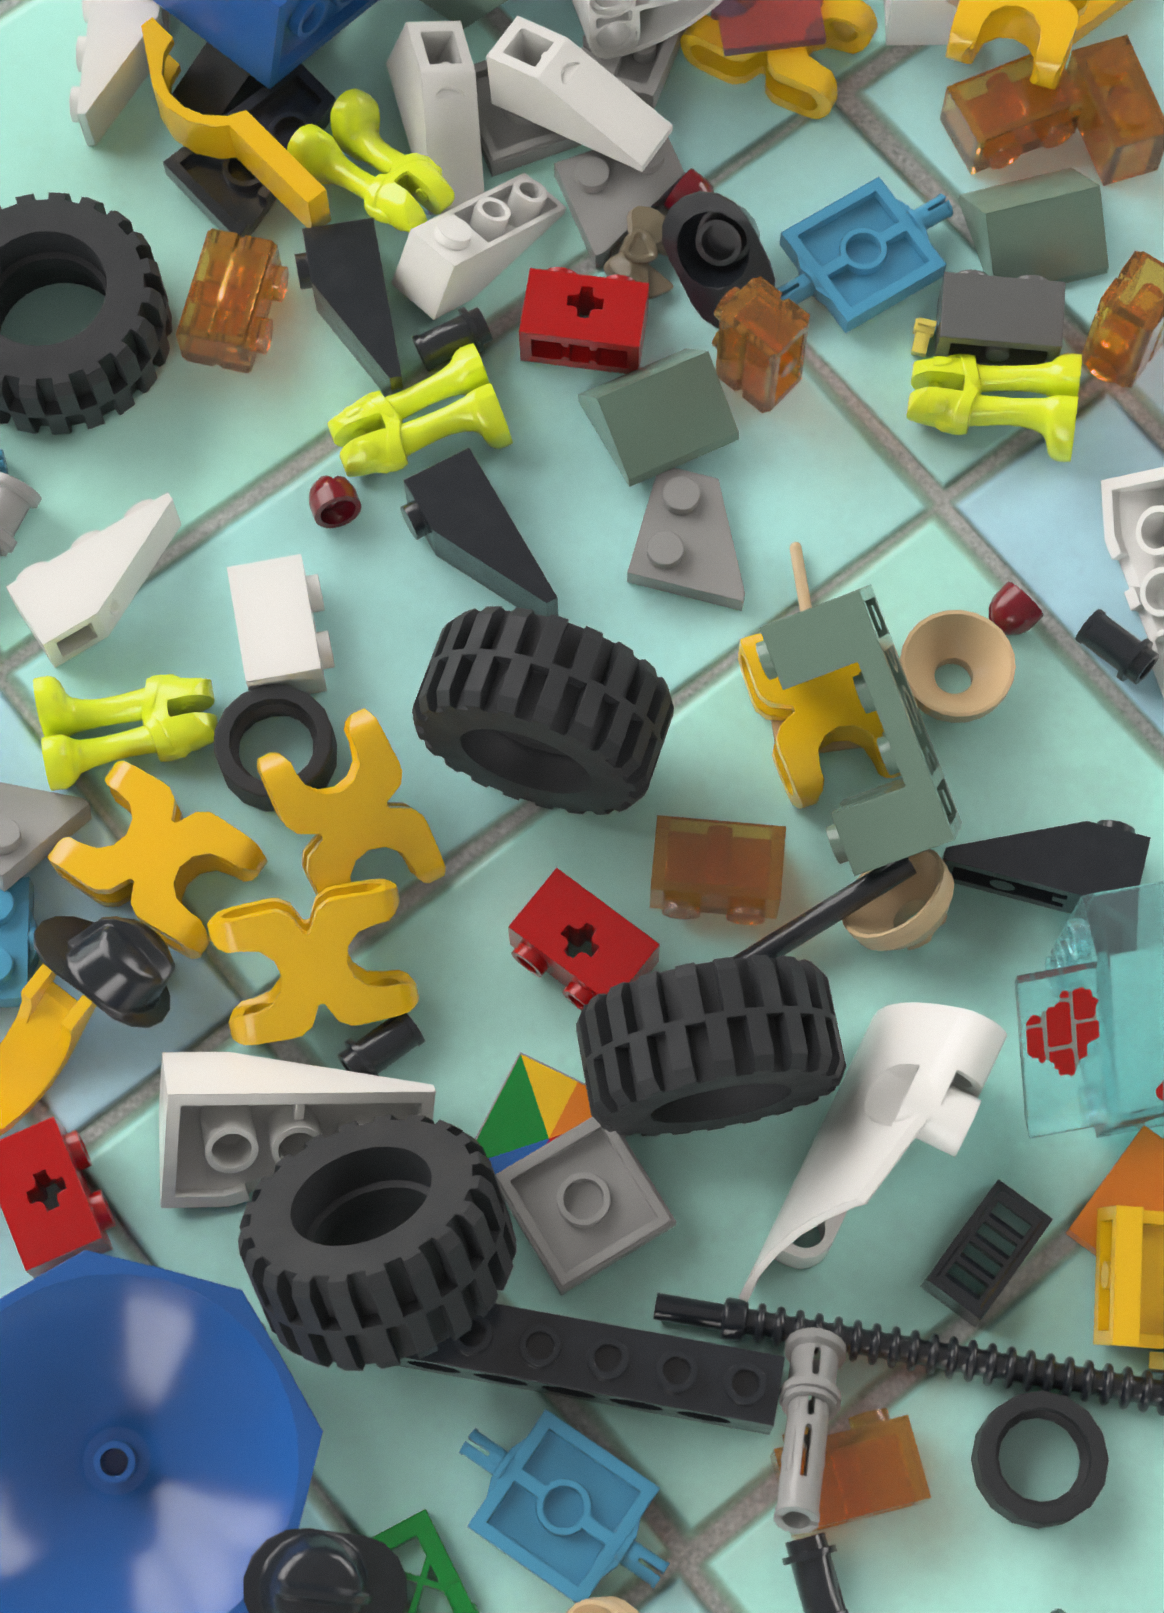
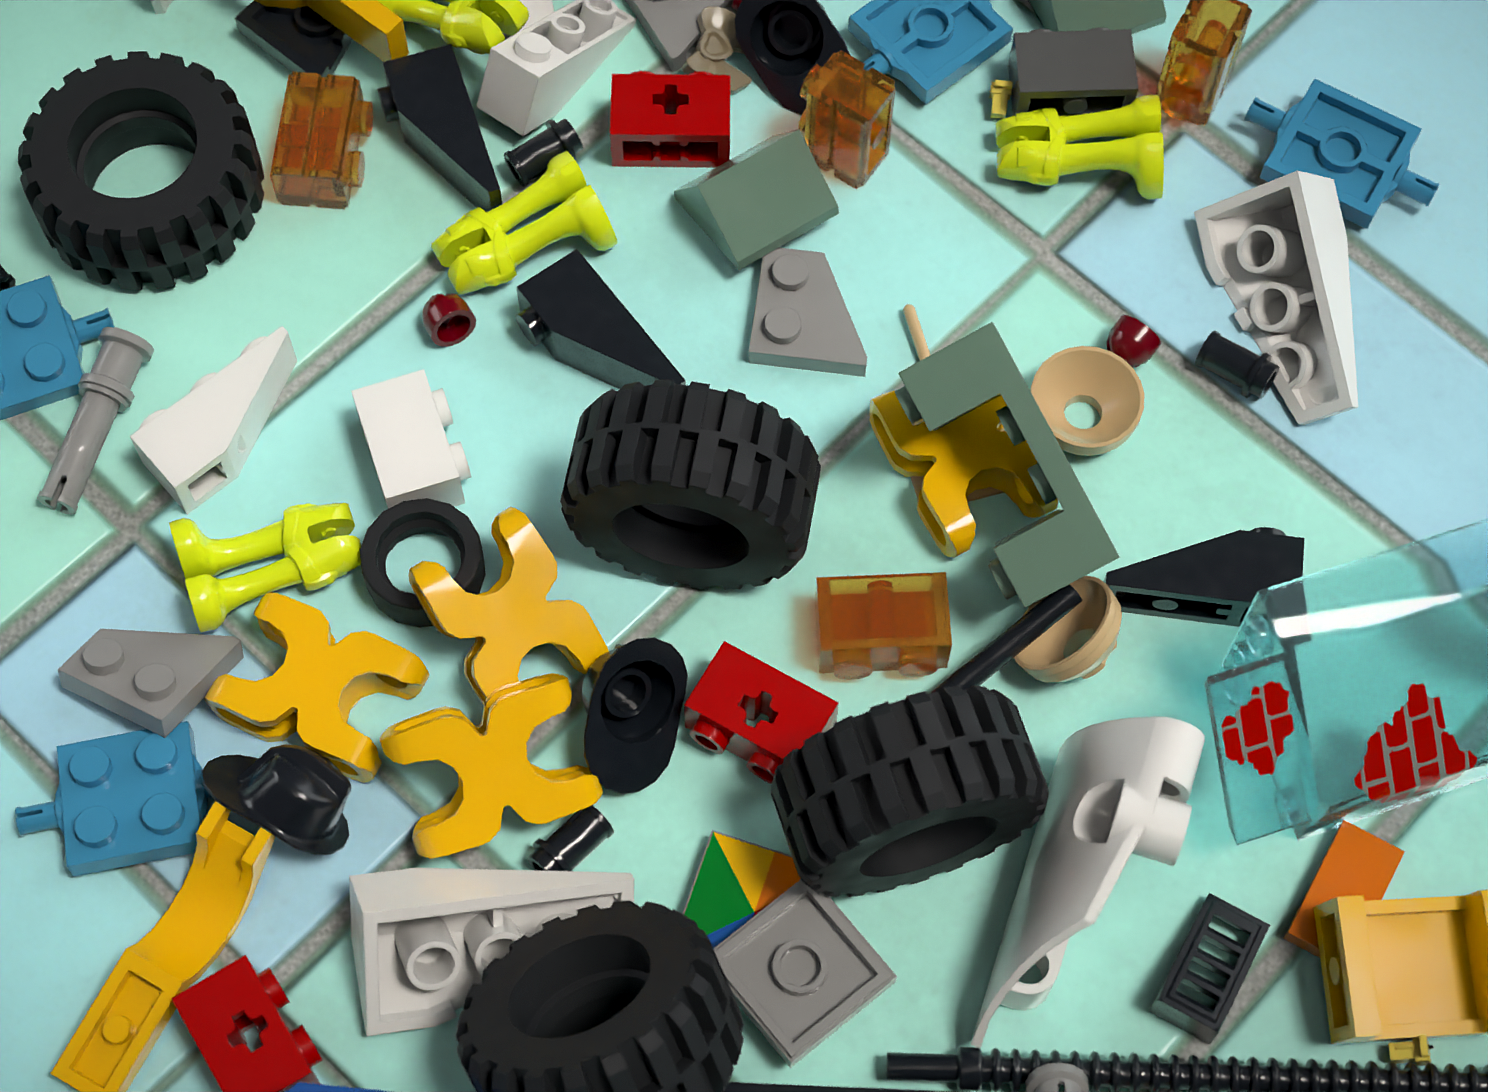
camera: 10 degrees left, 5 degrees down
(458, 927) = (633, 713): none -> black piece

